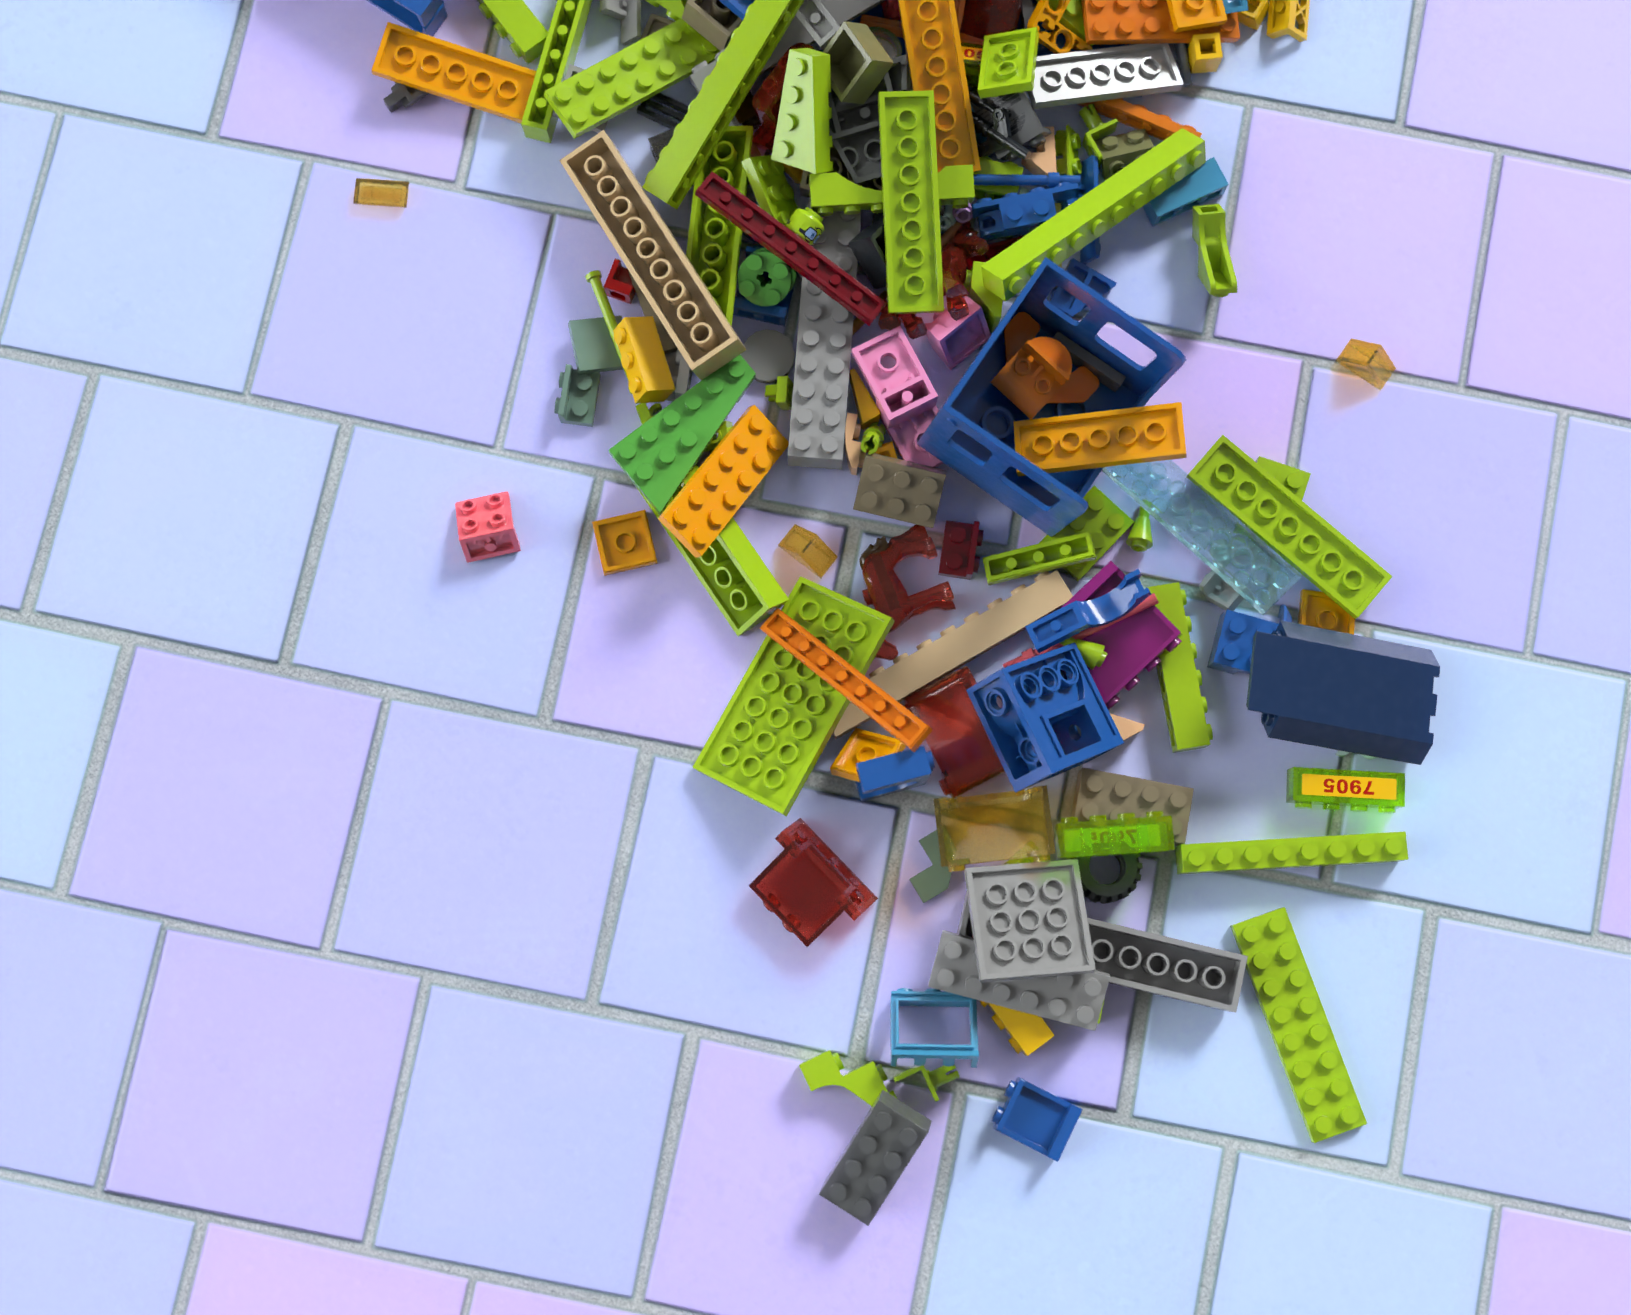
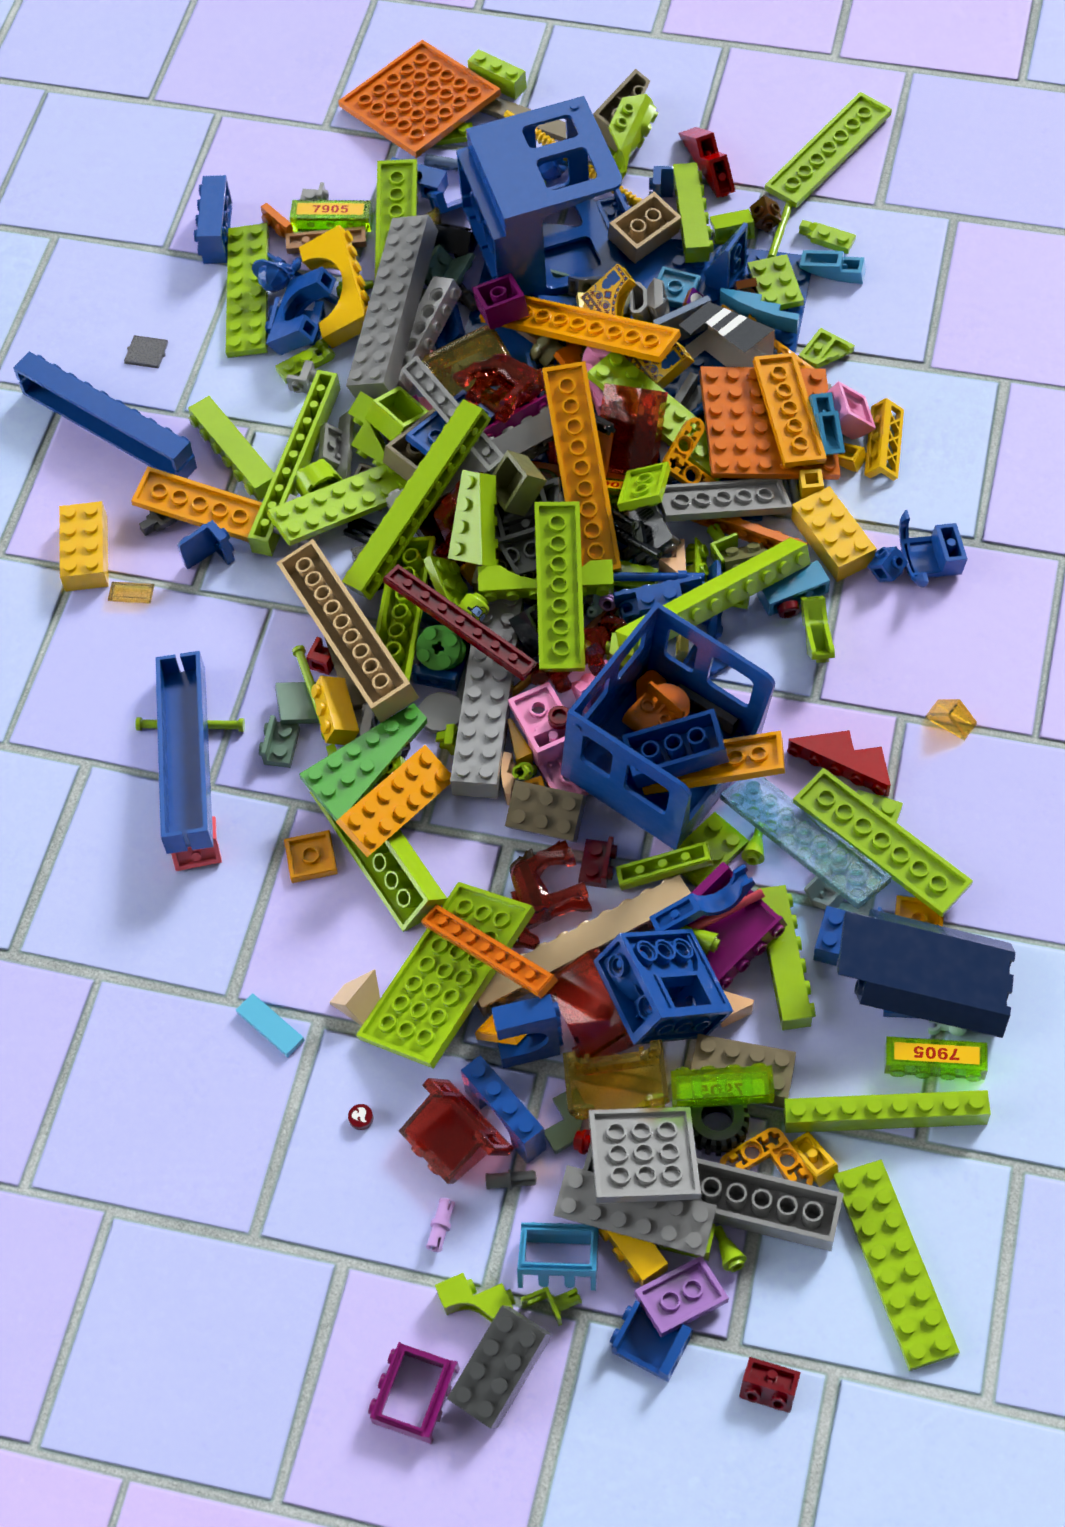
camera: 10 degrees right, 20 degrees down
(316, 129) = (83, 546): none -> yellow brick
(465, 416) = (183, 753): none -> blue piece
(466, 128) = (203, 543): none -> blue bracket
(468, 371) = (212, 724): none -> lime bar
(592, 754) = (270, 1025): none -> medium azure tile
(600, 40) = (315, 476): none -> lime brick
(691, 720) = (358, 997): none -> tan slope
(703, 863) = (360, 1117): none -> dark red tile
(752, 1170) = (434, 1410): none -> magenta window
(800, 990) = (440, 1225): none -> lavender pin
(808, 550) = (467, 862): clear yellow slope -> none
(868, 859) = (489, 1089): none -> blue arch
(876, 936) = (510, 1179): none -> dark grey axle
(914, 374) = (557, 717): none -> dark red tile
(955, 891) = (582, 1141): none -> red plate
(1061, 425) = (679, 745): none -> blue brick
(1068, 1070) = (681, 1296): none -> medium lavender plate
(1120, 1019) = (731, 1256): none -> lime cone
(1165, 1163) = (769, 1384): none -> dark red bracket
(1167, 900) = (773, 1151): none -> light orange beam
(1178, 220) = (788, 609): none -> dark red tile
(1209, 905) = (815, 1158): none -> yellow slope
(1231, 118) = (833, 533): none -> yellow brick
(1237, 413) = (836, 753): none -> red slope
(1296, 161) = (887, 564): none -> blue brick
(1348, 147) = (932, 555): none -> blue piece

